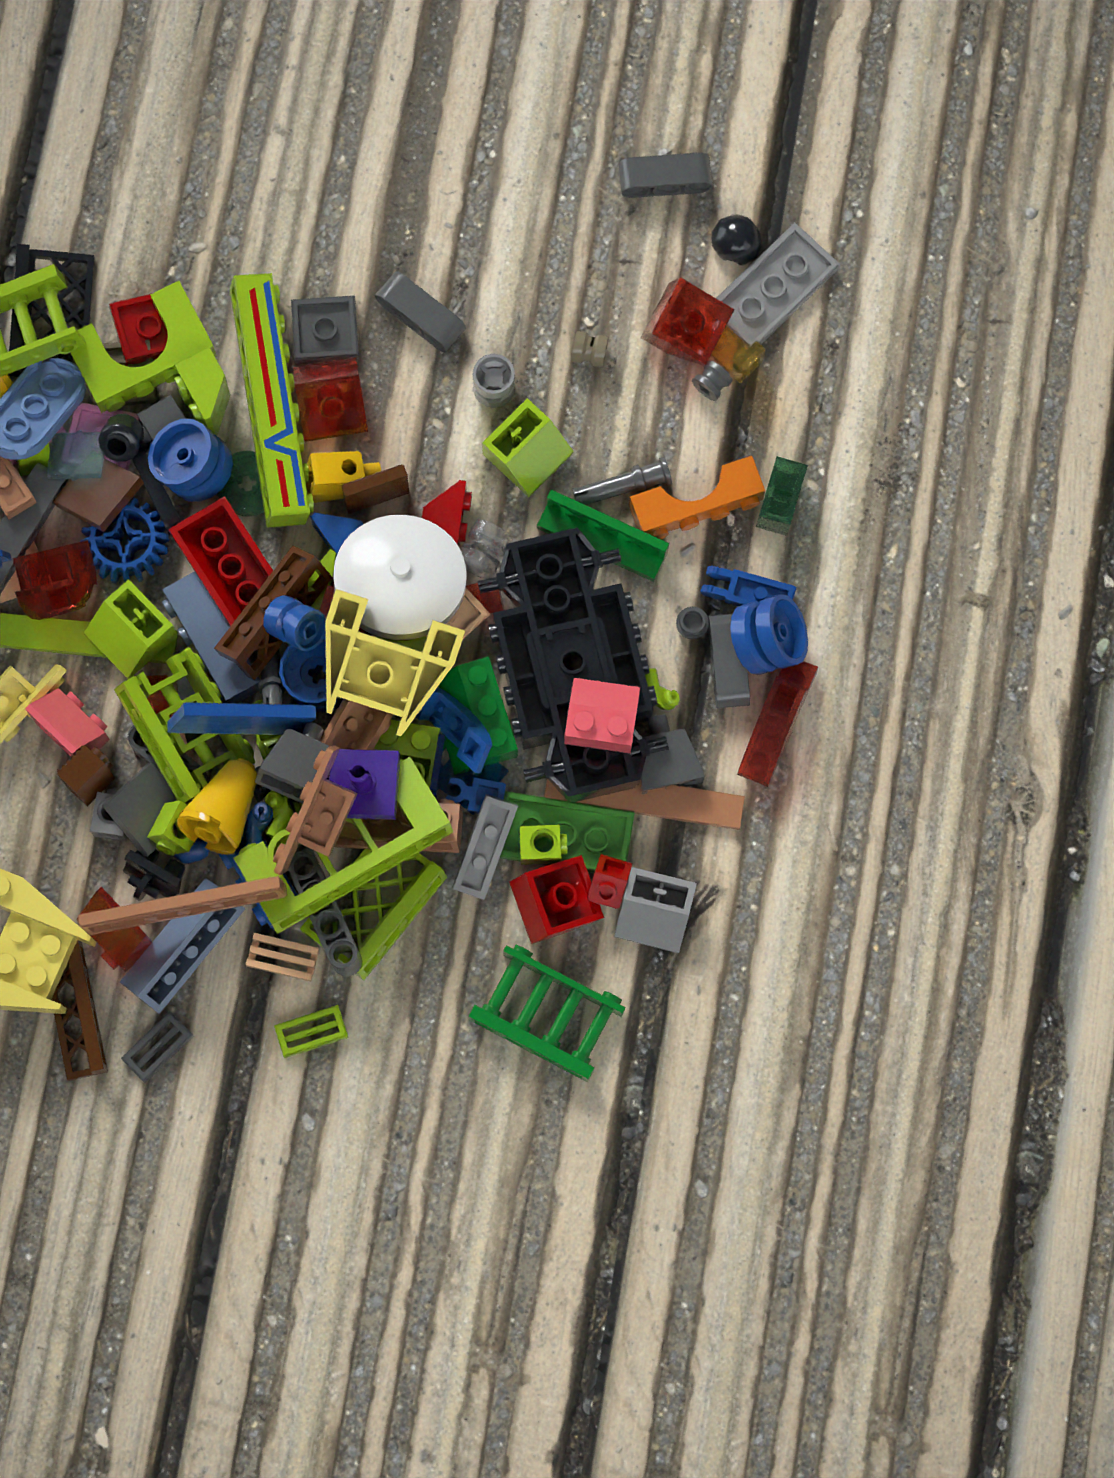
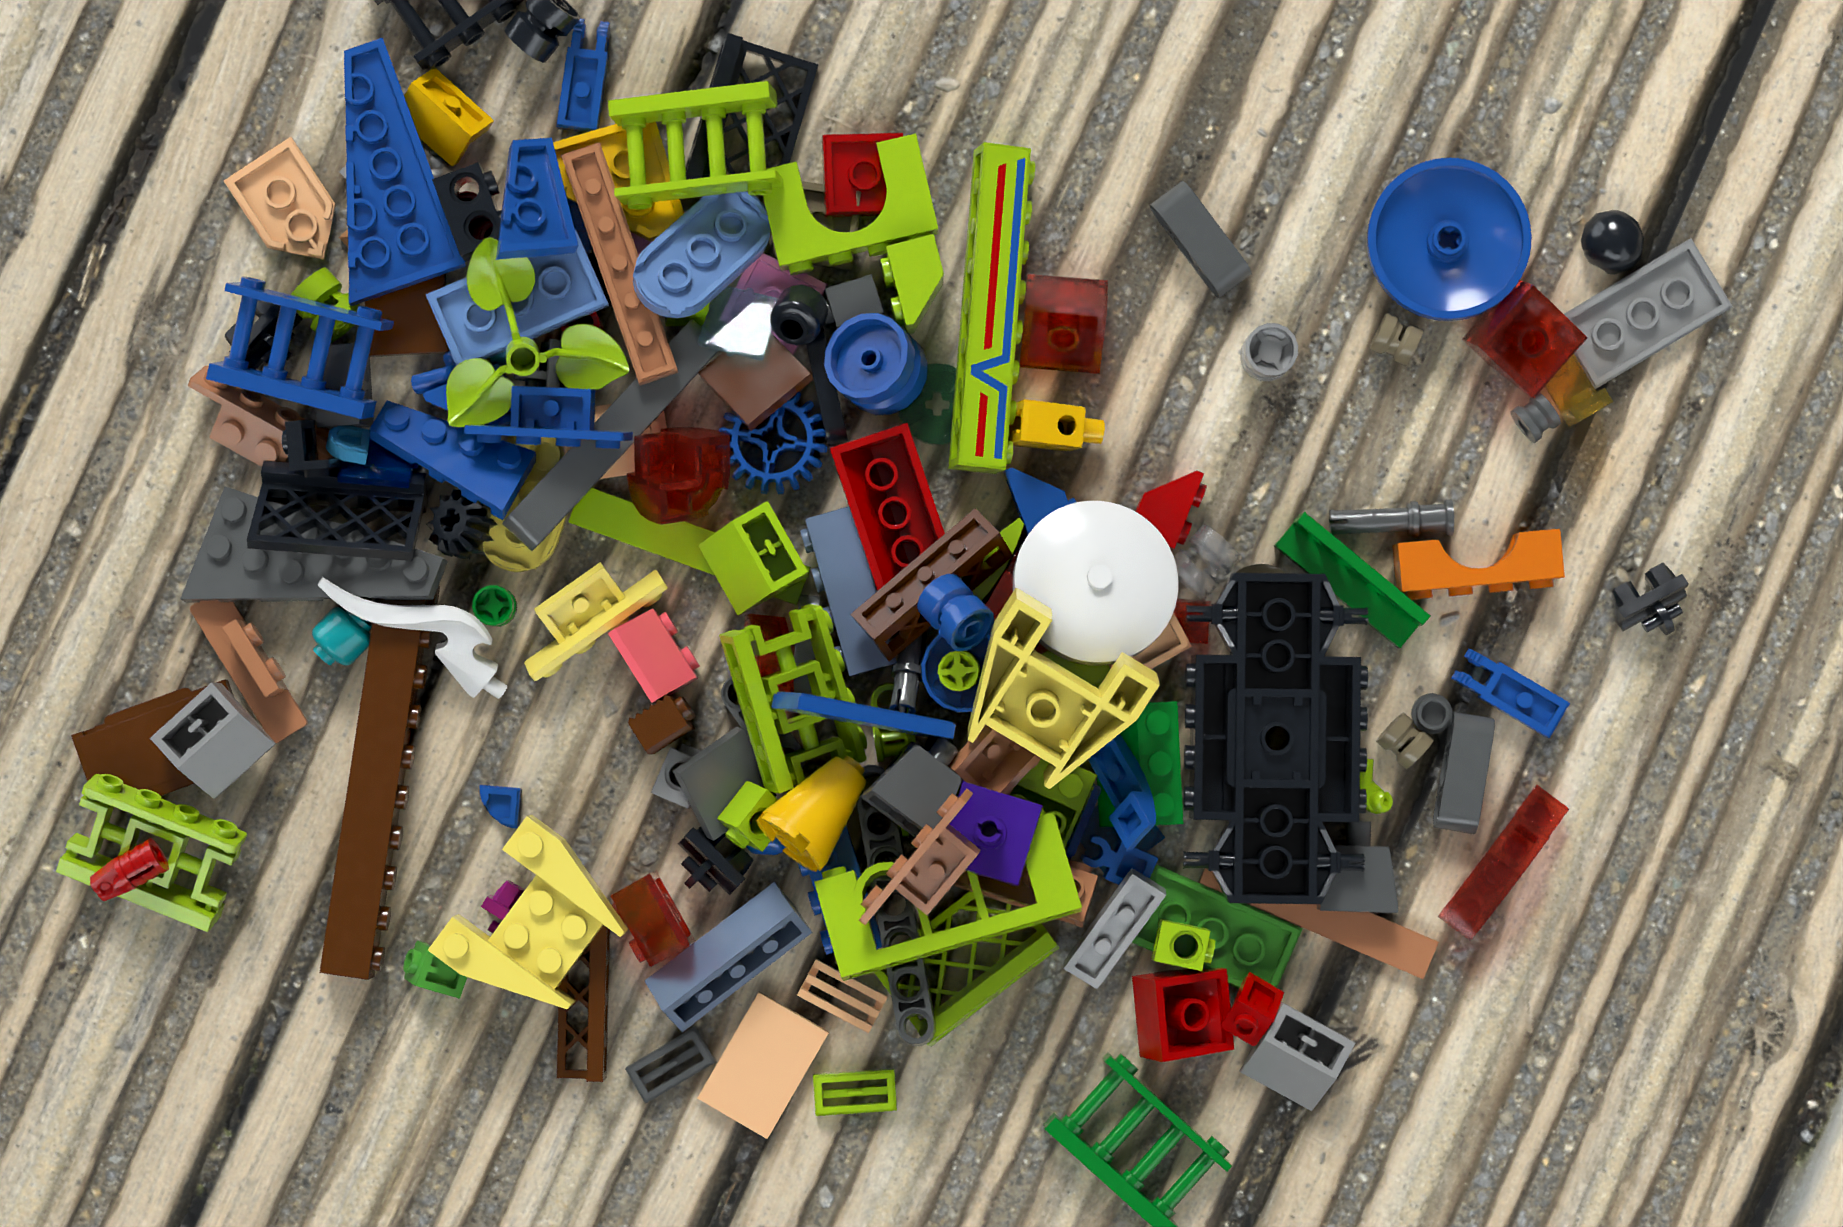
camera: 15 degrees right, 10 degrees up
(183, 905) = (741, 928): nougat tile -> none
(231, 1028) = (763, 1065): none -> light nougat tile
(257, 822) = (854, 834): blue arm -> none
(281, 812) = (883, 834): lime arm -> none
(307, 665) = (952, 670): none -> lime wheel
(324, 329) = (1078, 230): dark grey tile -> none
(375, 488) = (1092, 456): reddish brown tile -> none
(527, 448) = (1288, 448): lime slope -> none
(601, 715) = (1297, 816): coral slope -> none
(609, 264) = (1449, 239): none -> blue dish
(665, 175) = (1547, 137): dark grey beam -> none
(670, 642) = (1397, 734): none -> dark tan wheel
(769, 634) = (1522, 760): blue wheel -> none
(781, 496) = (1583, 587): clear green brick -> none
(840, 498) = (1655, 605): none -> black hips

